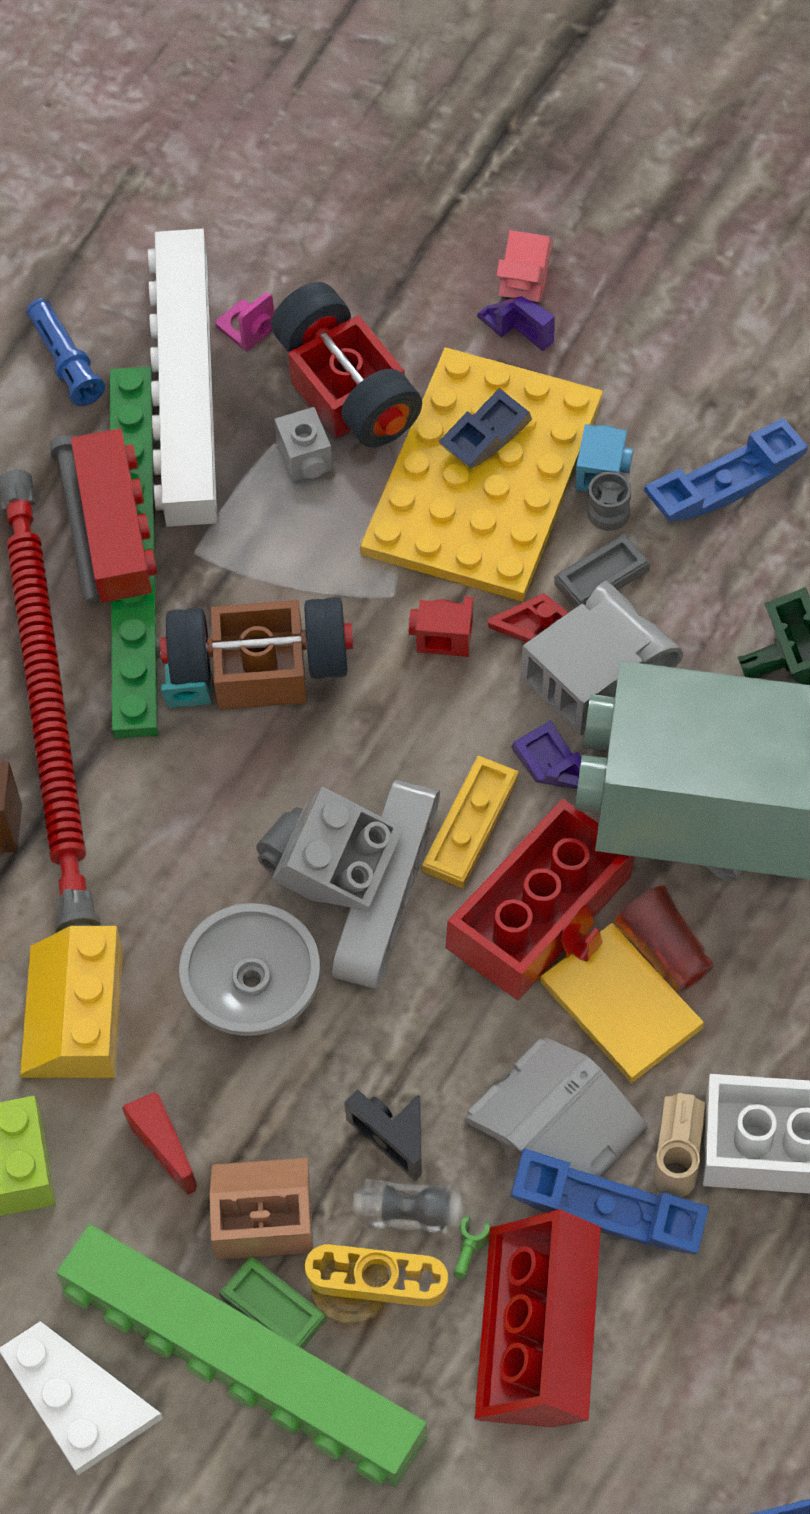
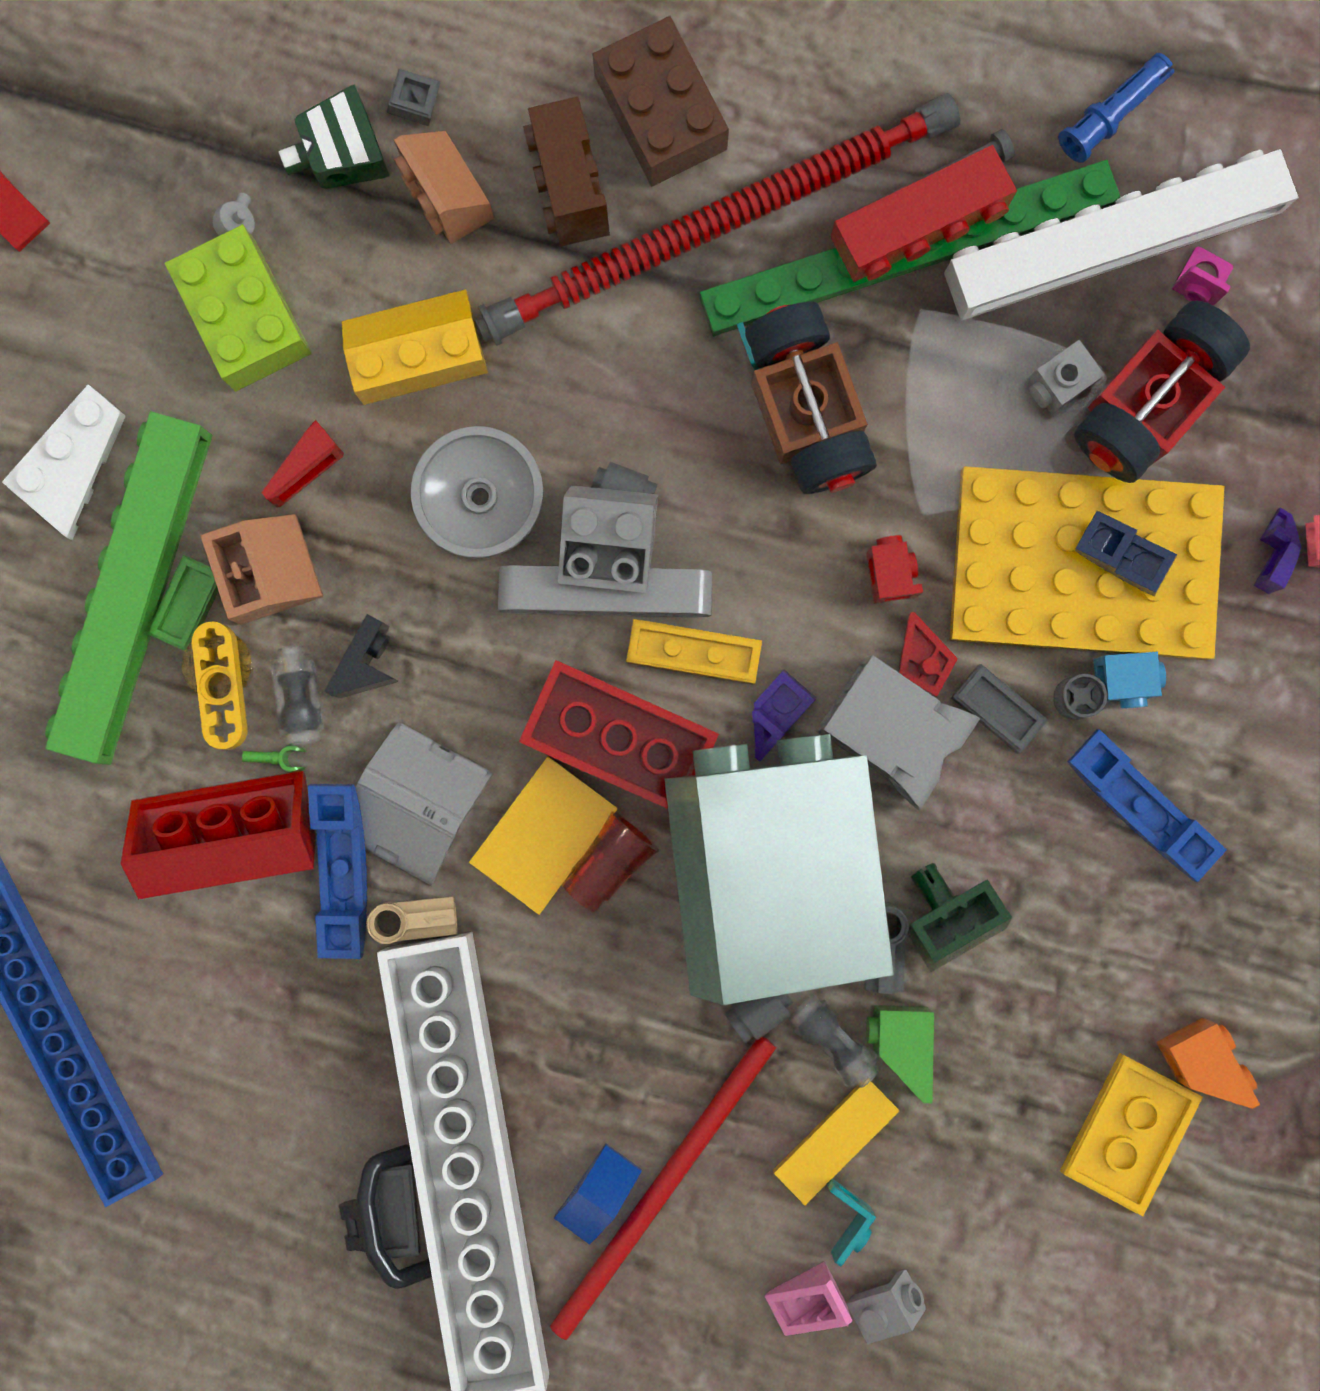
camera: 75 degrees right, 25 degrees up
(577, 938) = (587, 786): red piece -> none

